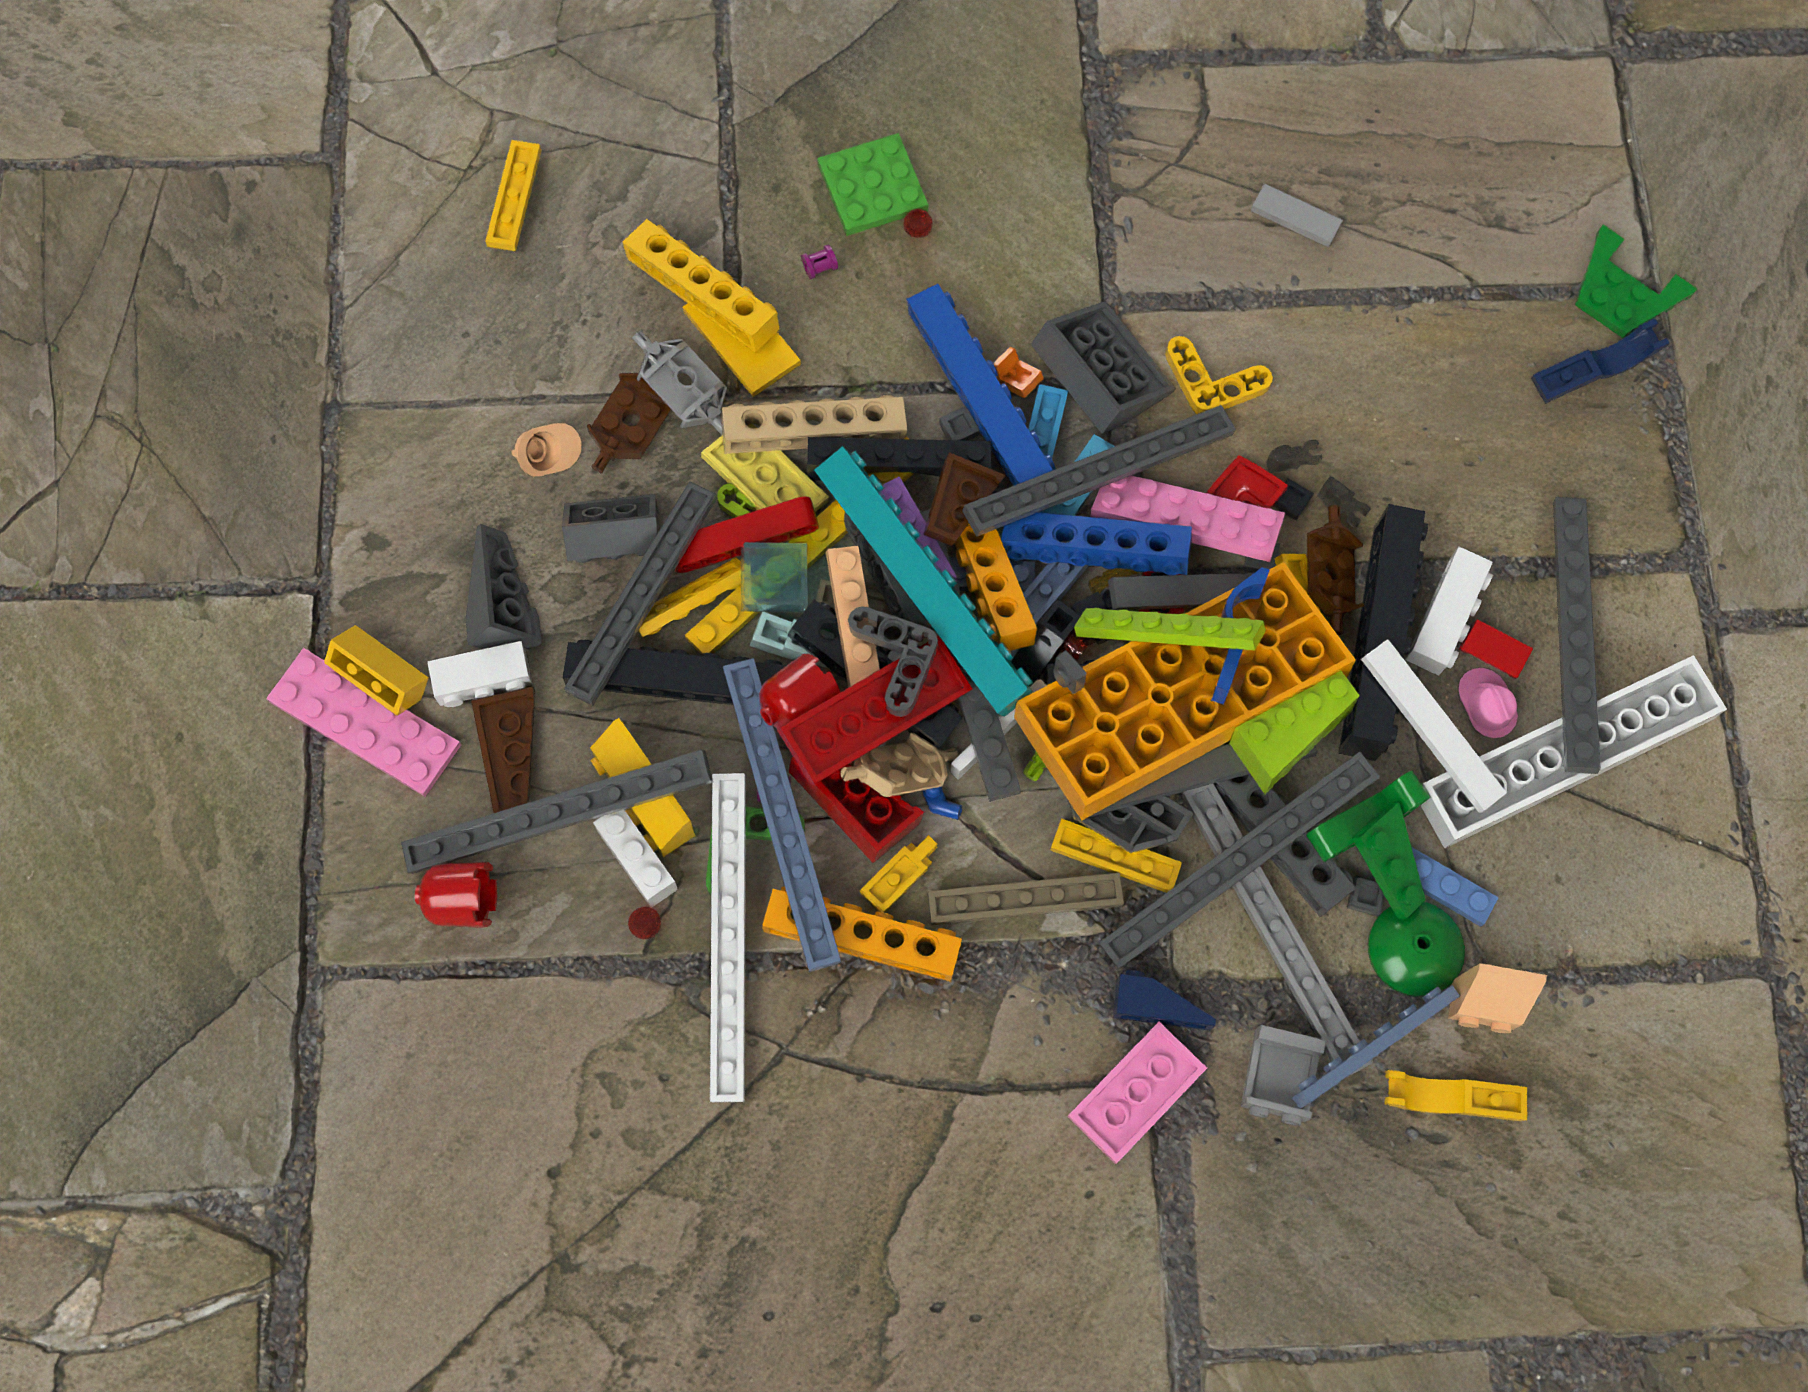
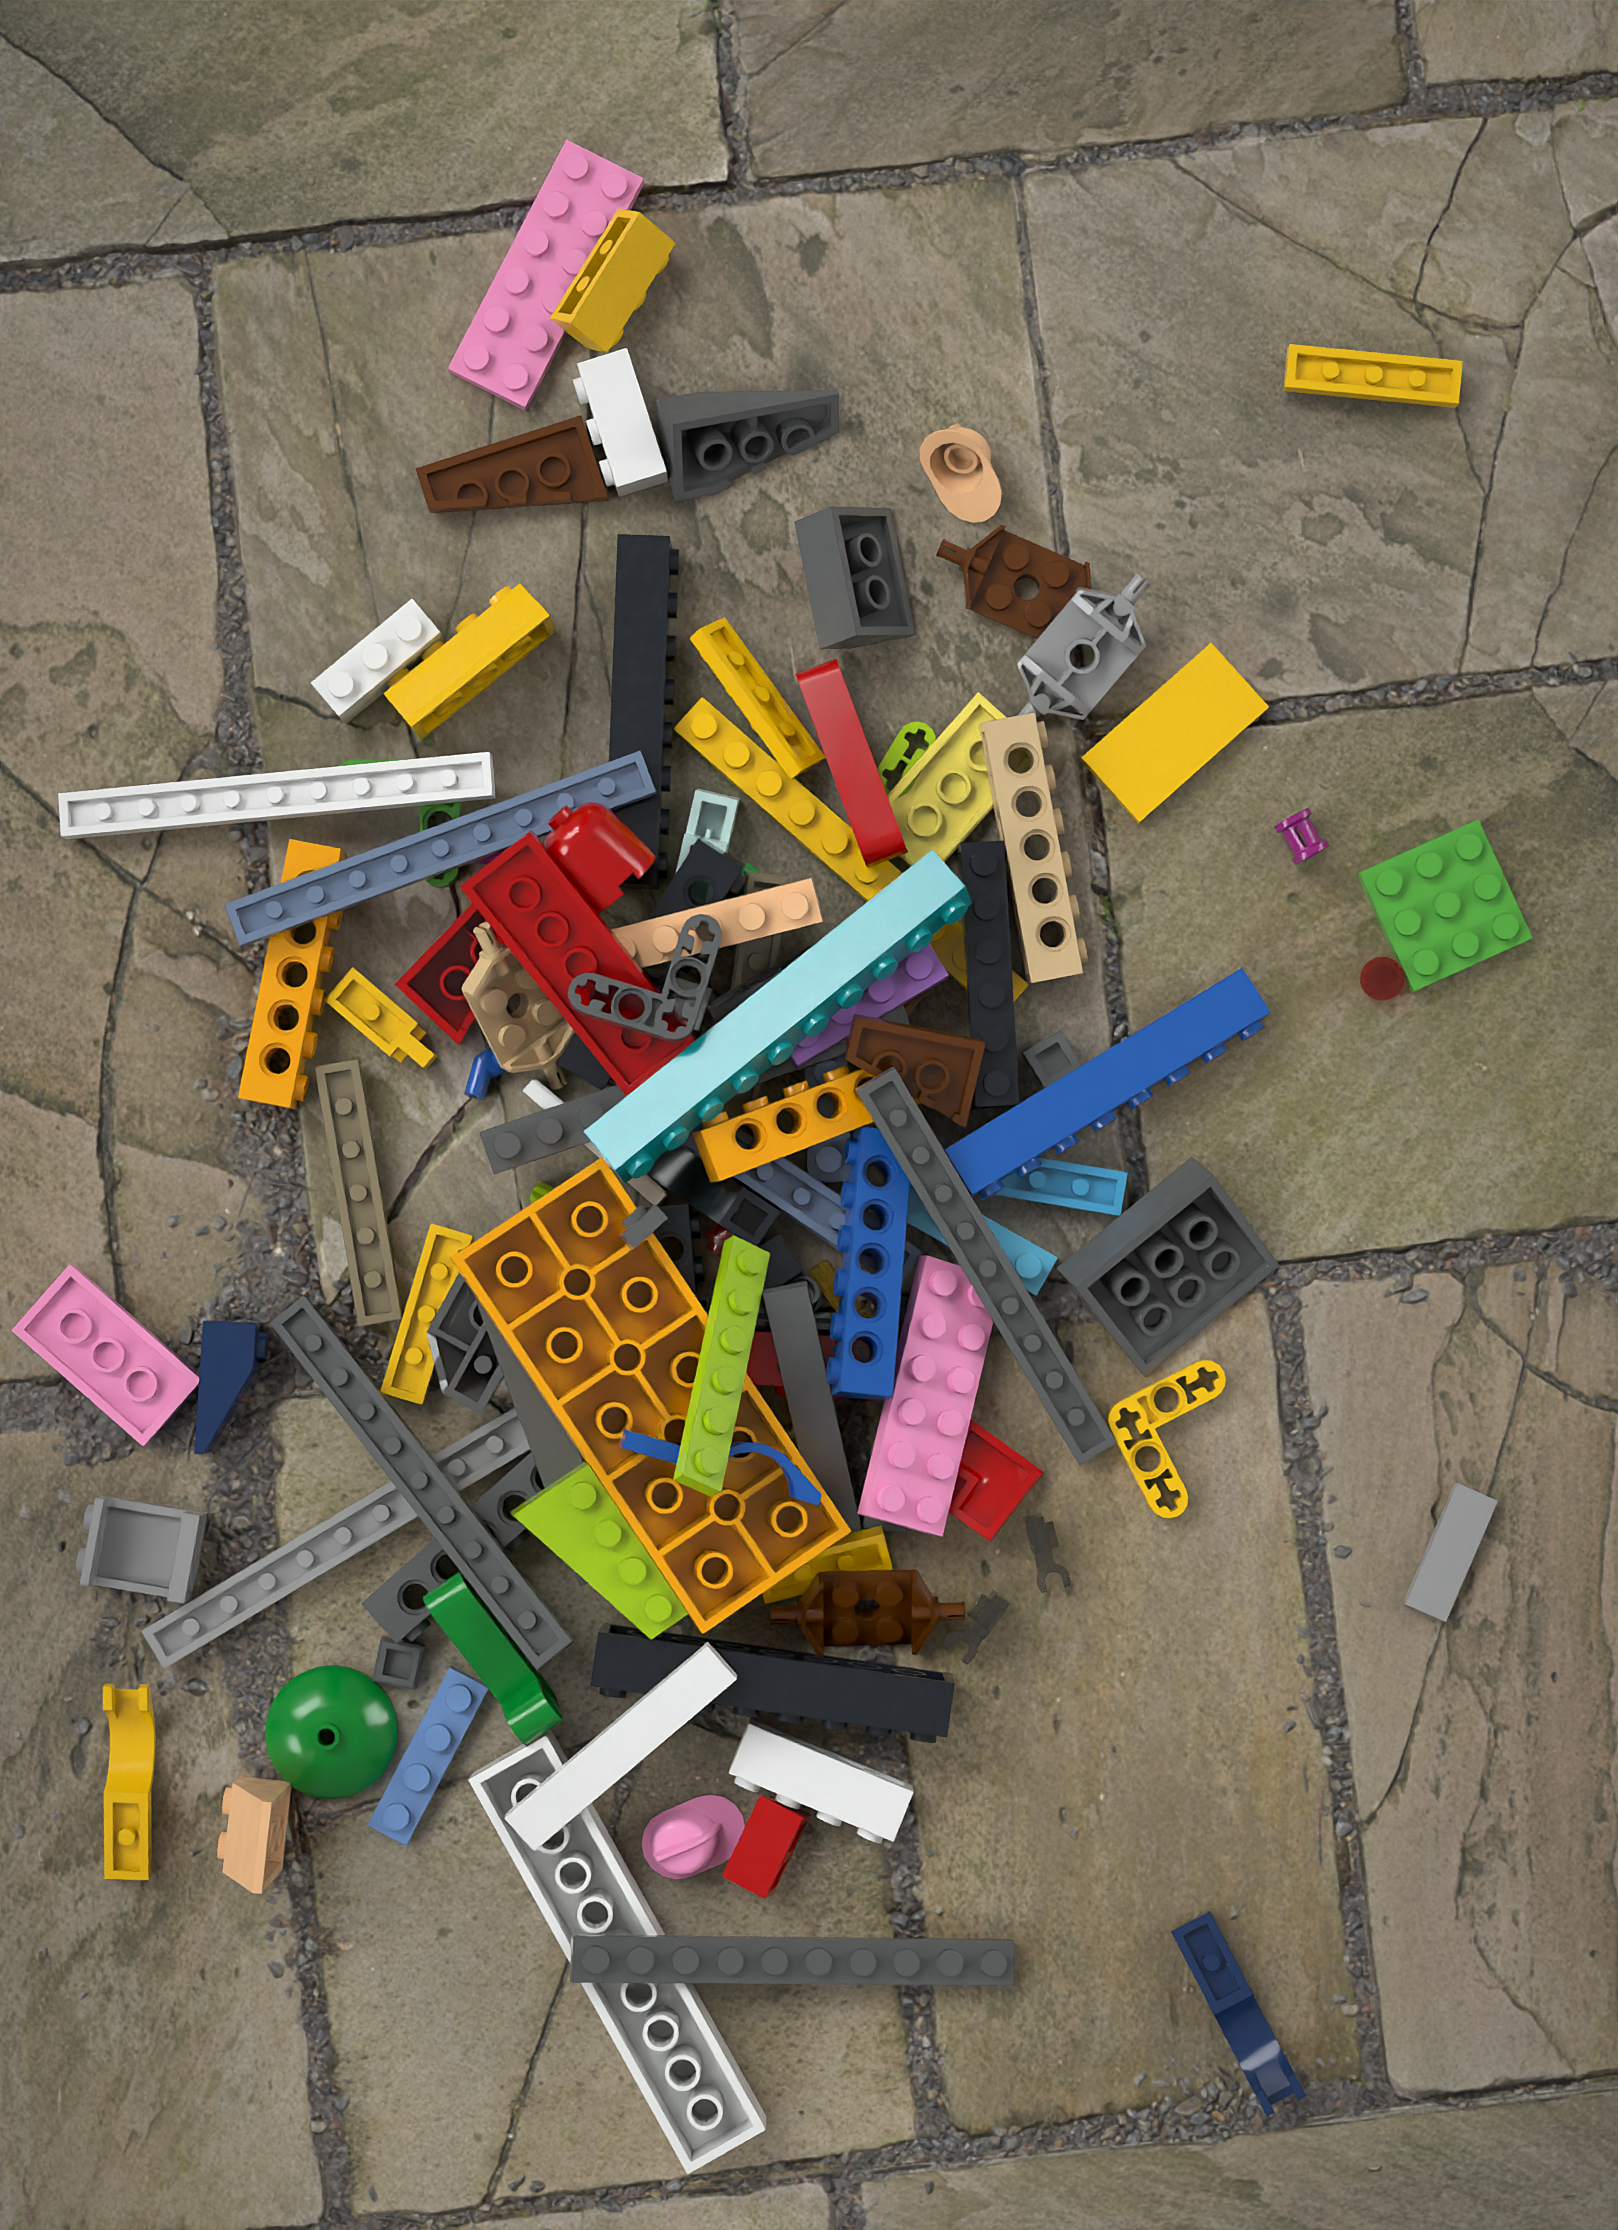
camera: 90 degrees right, 15 degrees up
(458, 894) = (304, 433): red cylinder -> none
(557, 811) = (417, 550): dark grey plate -> none
(640, 593) = (747, 628): dark grey tile -> none
(644, 923) = (292, 684): clear red plate -> none
(663, 258) = (1299, 574): yellow brick -> none
(774, 577) = (779, 809): clear light blue brick -> none
(1017, 375) = (1141, 1138): orange bracket -> none
(1293, 500) = (981, 1555): black tile -> none
(1364, 1052) = (169, 1656): sand blue plate -> none
(1390, 858) = (437, 1691): green wing -> none
(1619, 298) = (1355, 2045): green wing -> none

